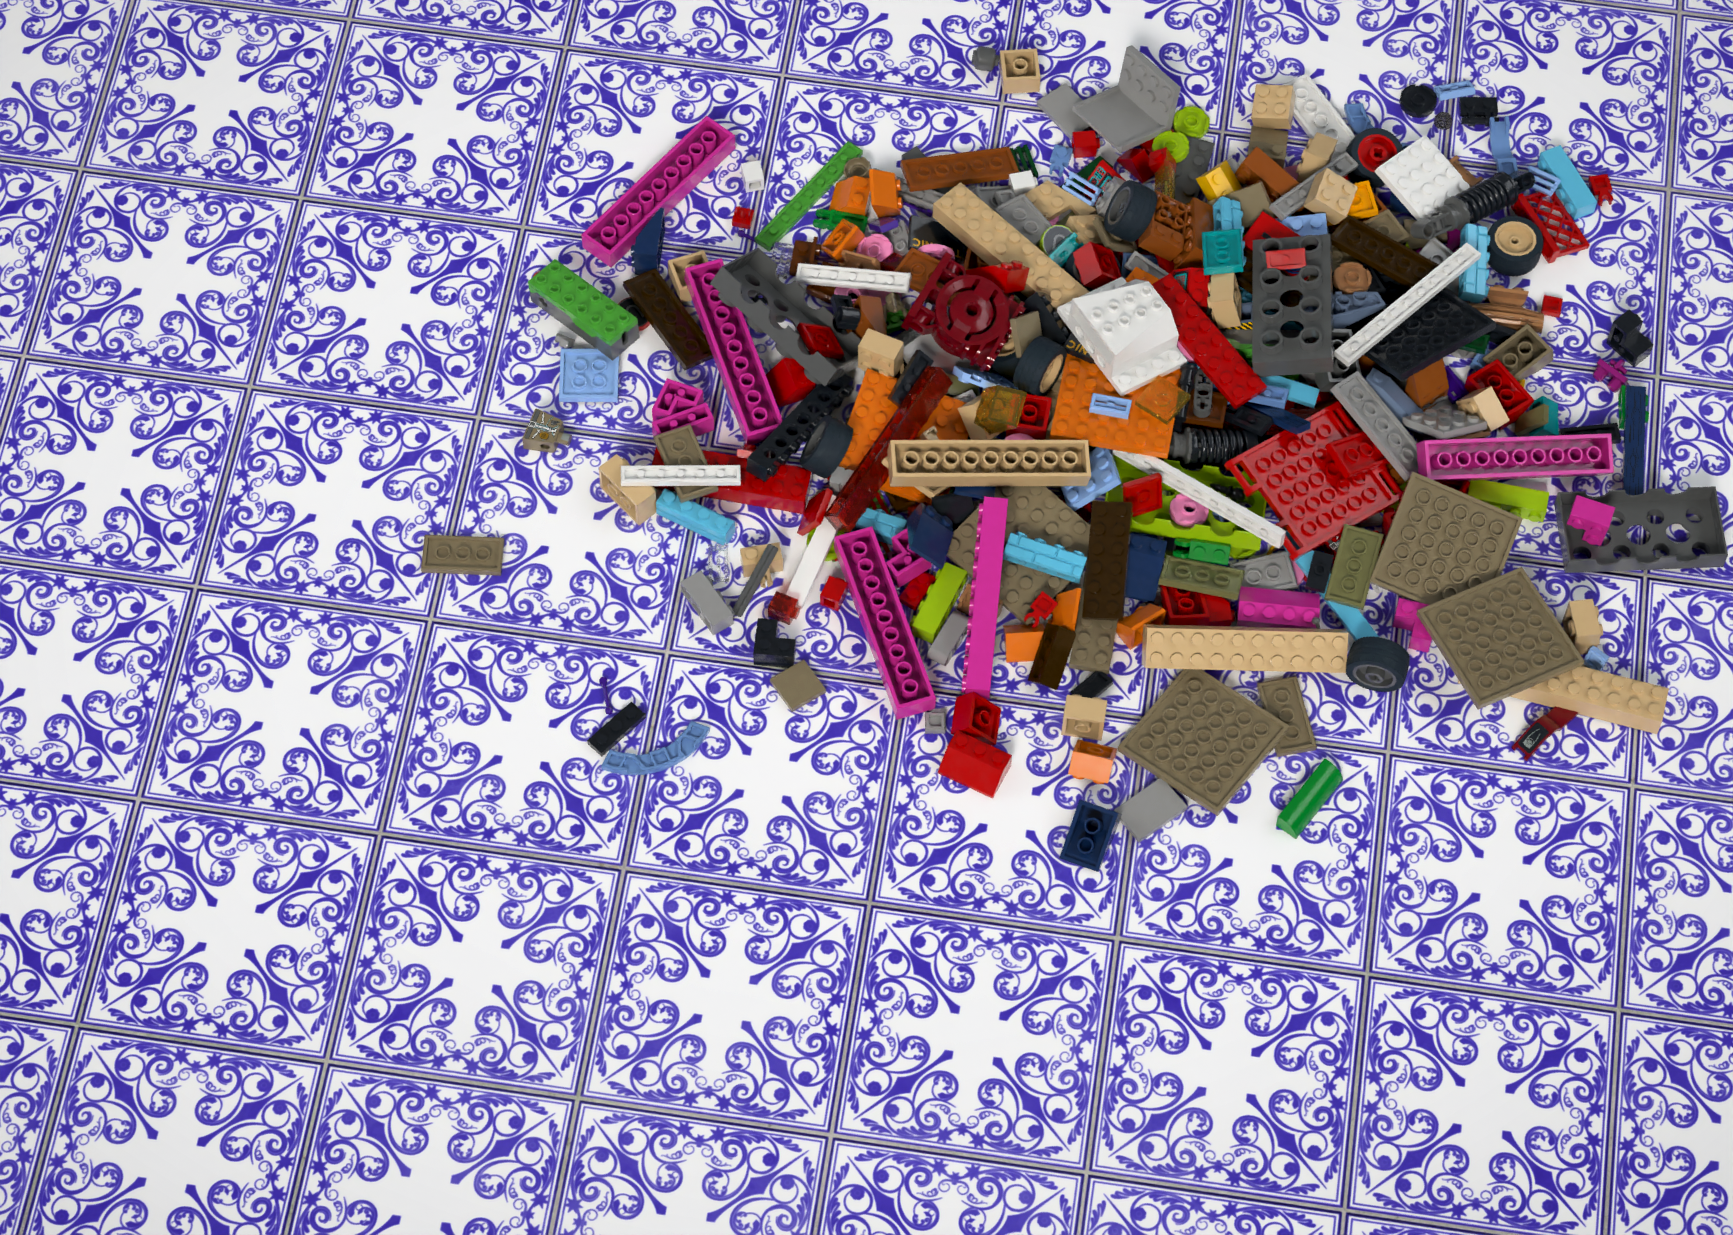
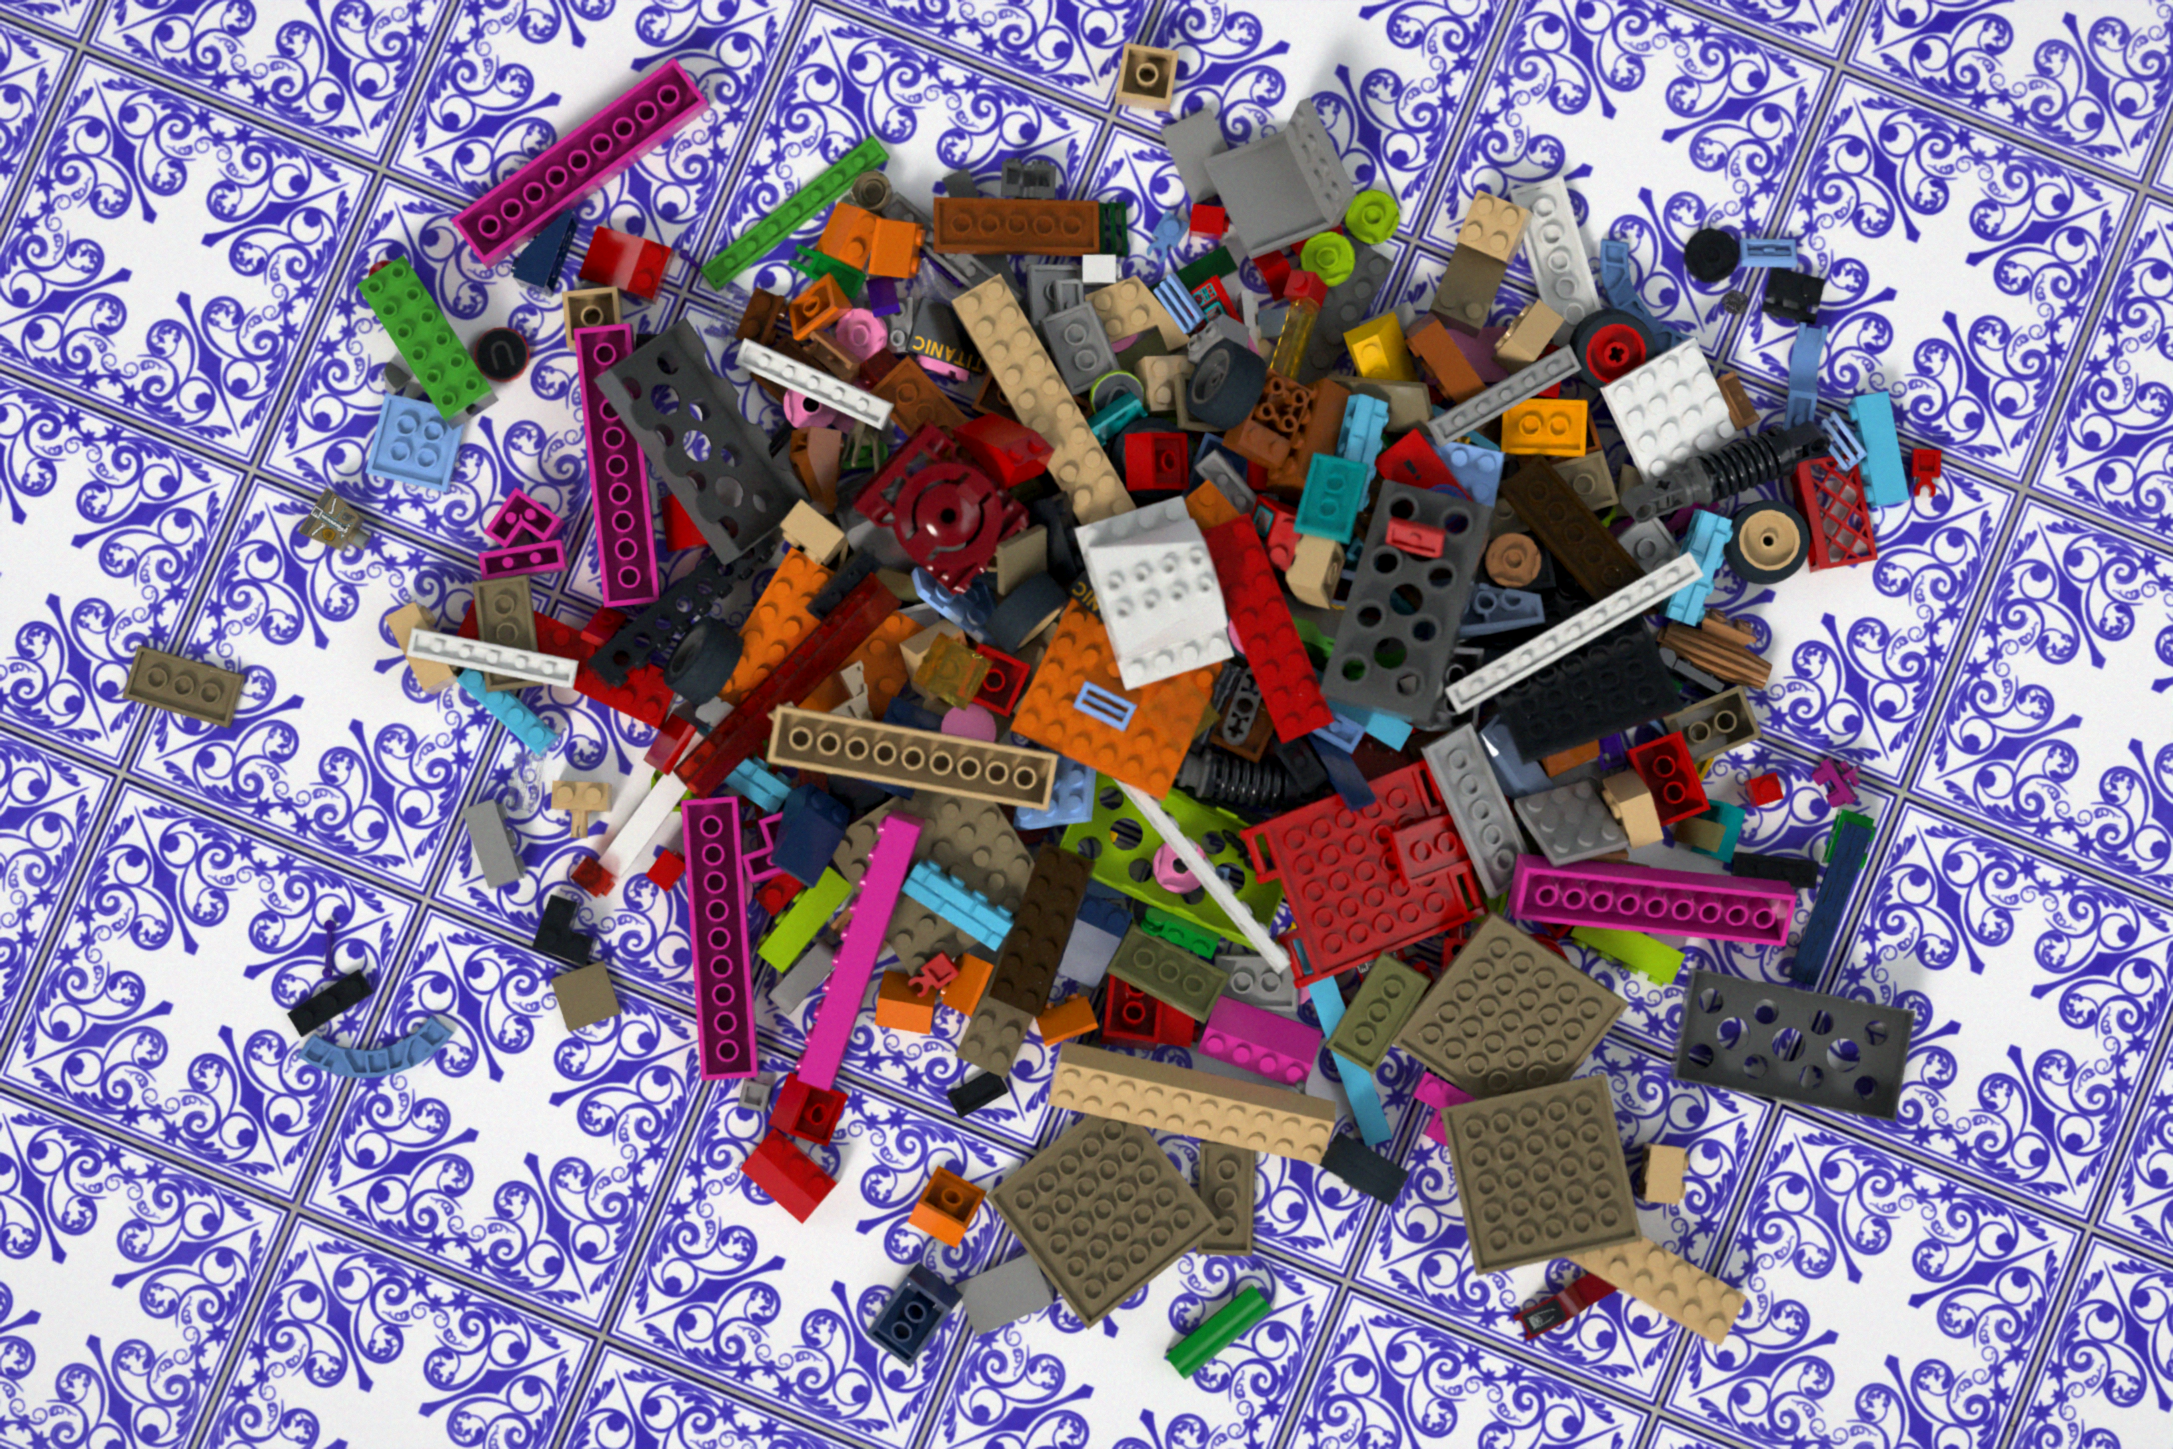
camera: 15 degrees right, 25 degrees up
(669, 318) = (544, 378): dark brown plate -> none
(713, 237) = (627, 262): none -> red slope
(743, 217) = (692, 229): red tile -> none
(752, 176) = (721, 164): white brick -> none
(754, 580) = (562, 832): dark grey axle -> none
(820, 339) = (741, 479): red tile -> none
(845, 314) = (786, 443): black plate -> none
(911, 208) = (932, 286): none -> clear slope
(963, 142) = (1028, 181): none -> dark grey cylinder
(985, 58) = (1104, 41): dark grey head -> none
(1052, 656) = (932, 1043): dark brown panel -> none
(1084, 717) = (949, 1146): tan brick -> none
(1144, 494) = (1117, 841): red tile -> none
(1319, 571) = (1329, 1006): black plate -> none
(1331, 196) = (1520, 425): tan brick -> none
(1551, 306) = (1791, 646): red tile -> none
(1565, 388) = (1763, 789): none -> red brick
(1592, 518) = (1724, 1024): dark pink brick -> none
(1595, 659) = (1666, 1219): light blue tile -> none
(1627, 339) = (1880, 735): black brick -> none

